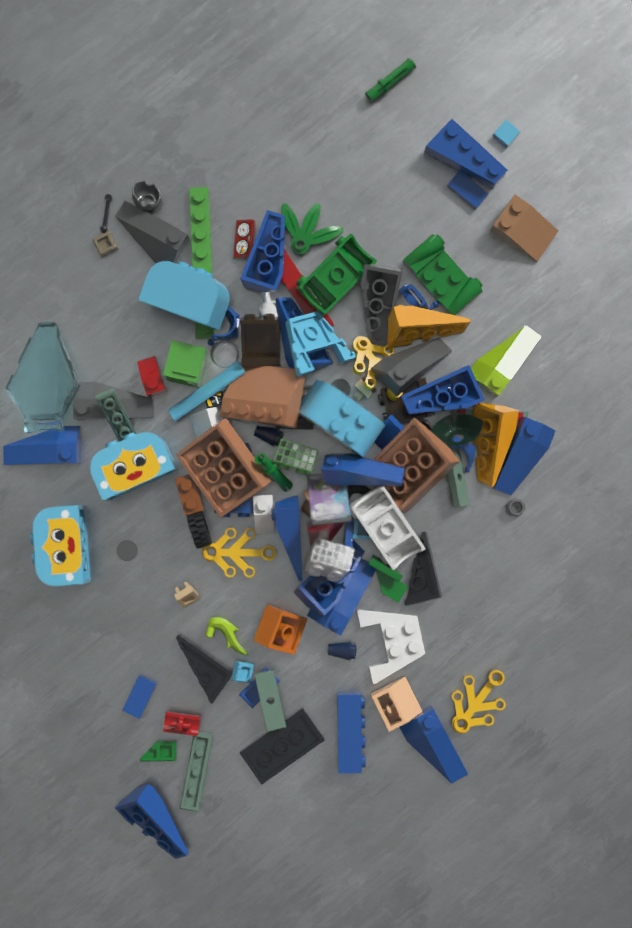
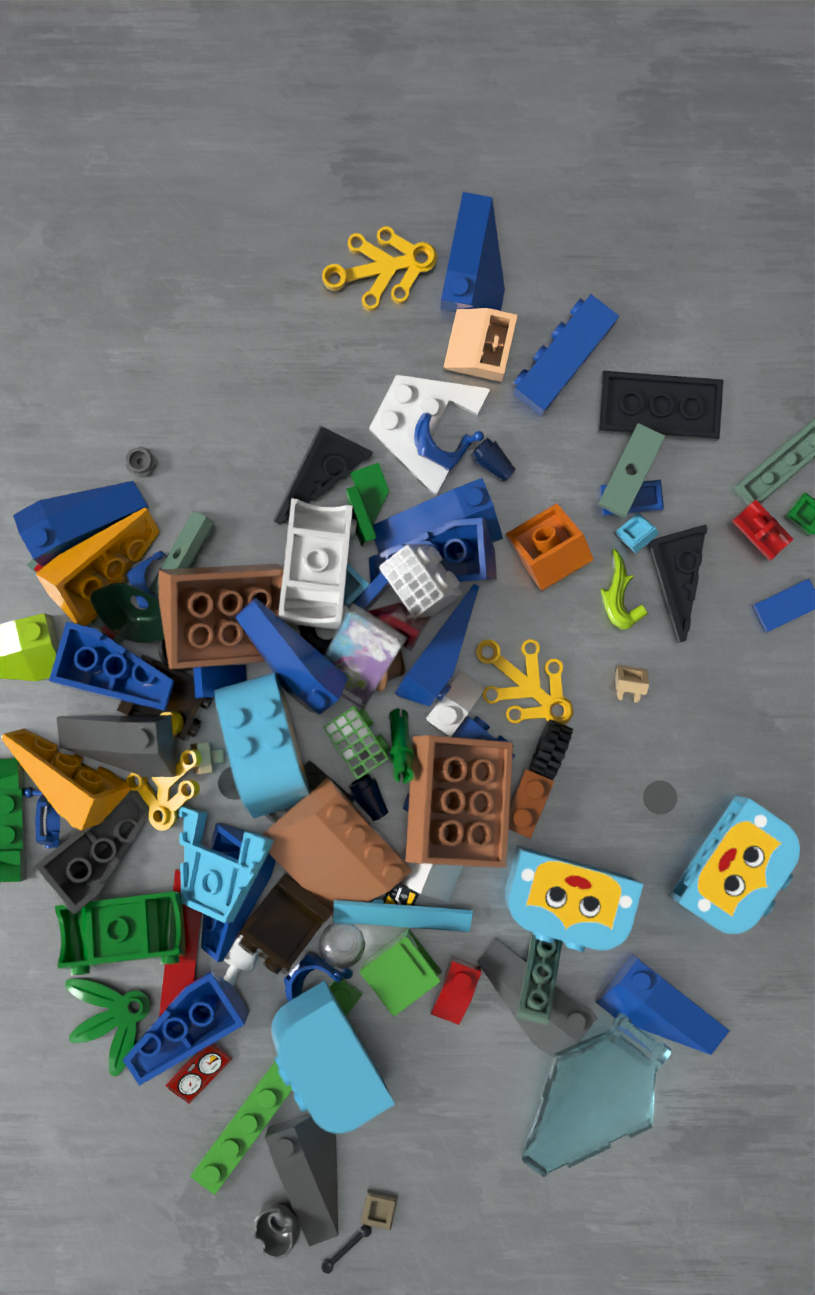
camera: 140 degrees left, 0 degrees up
(378, 628) = (427, 448): none -> blue helmet

